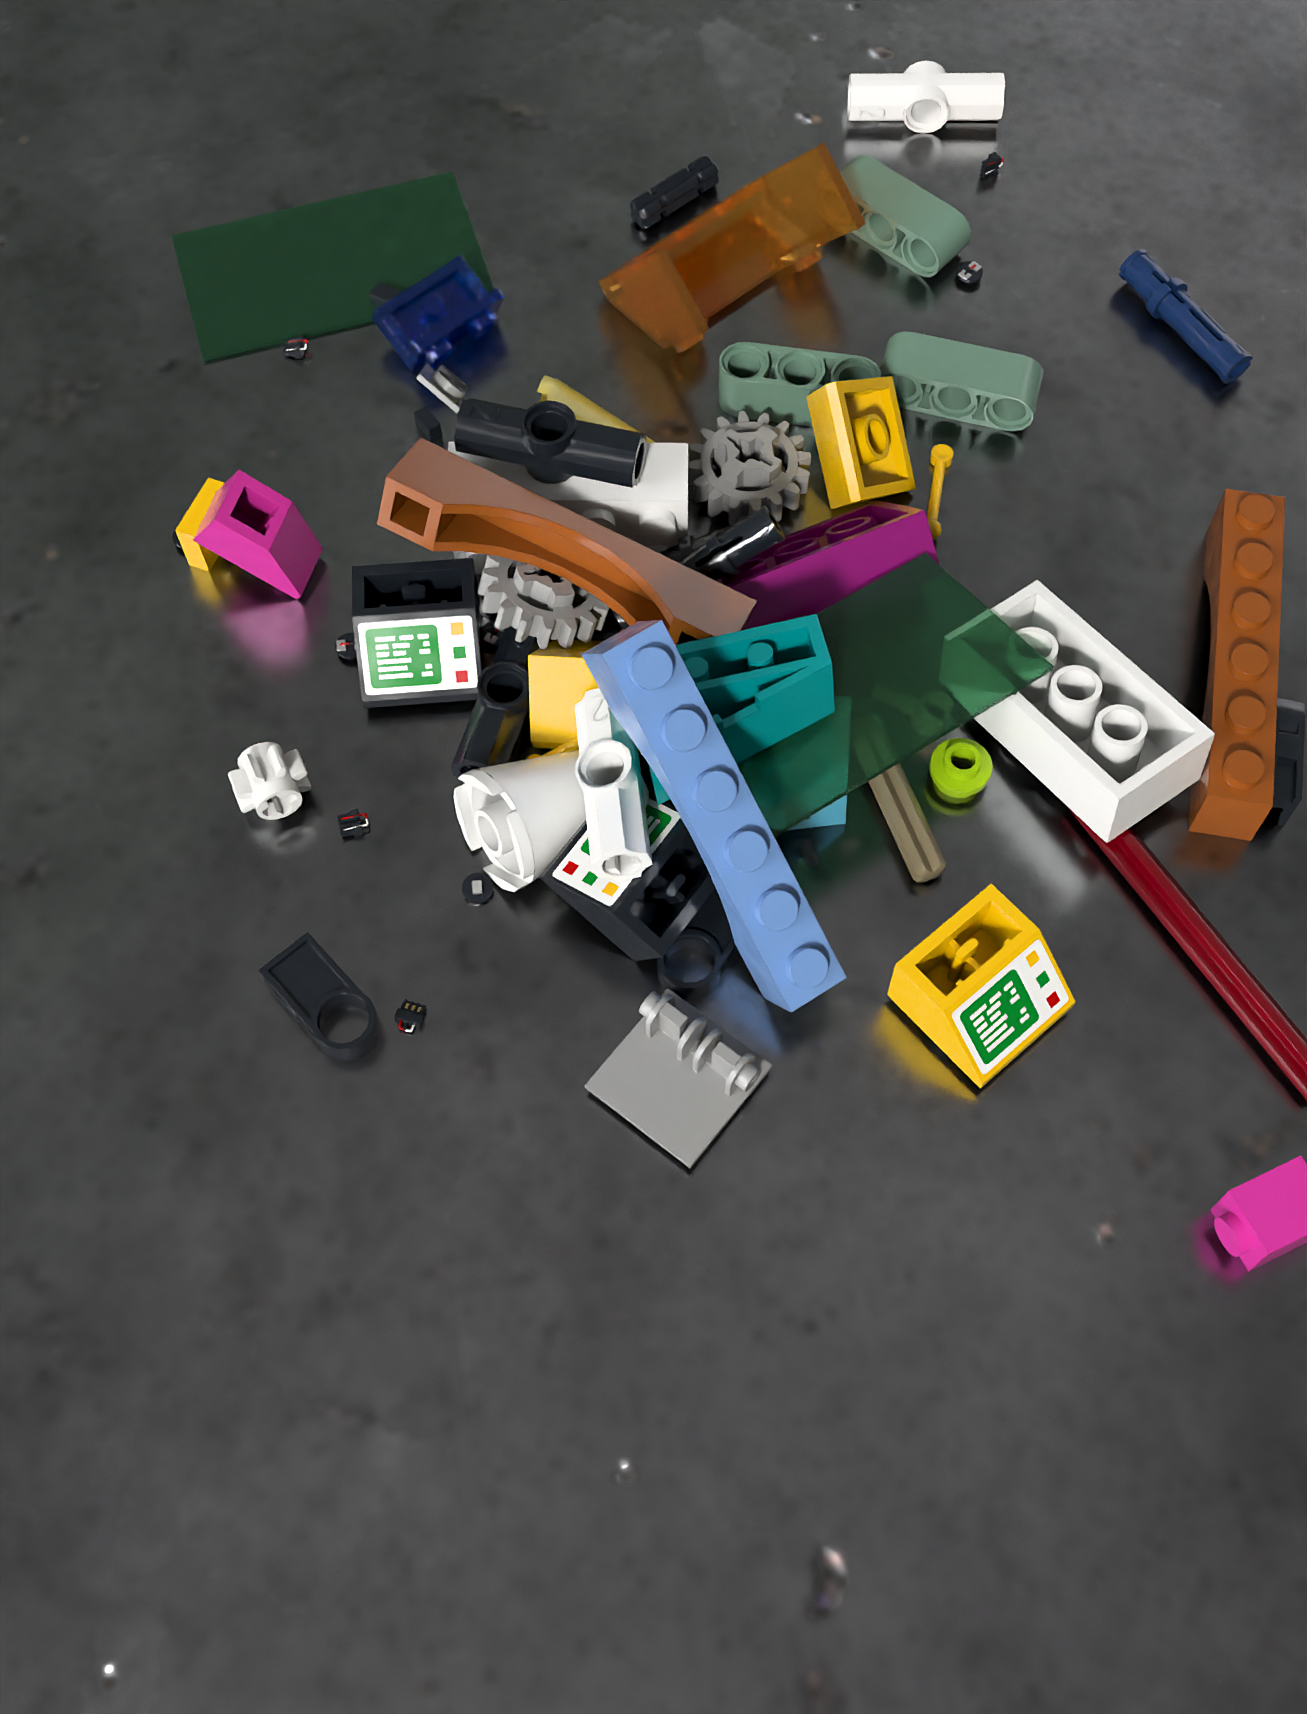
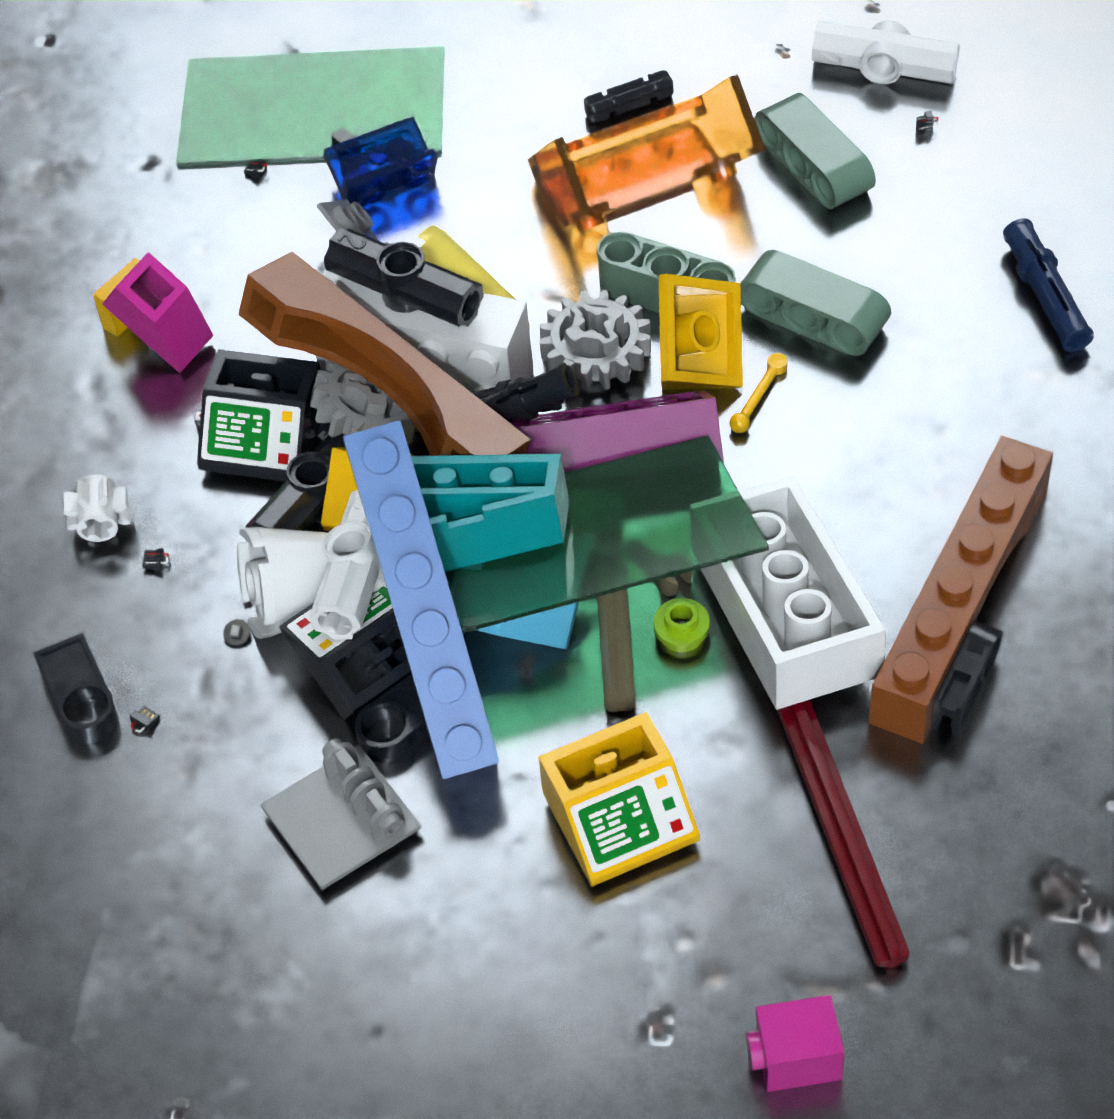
camera: 20 degrees right, 10 degrees down
(969, 272) = (868, 211): black piece -> none

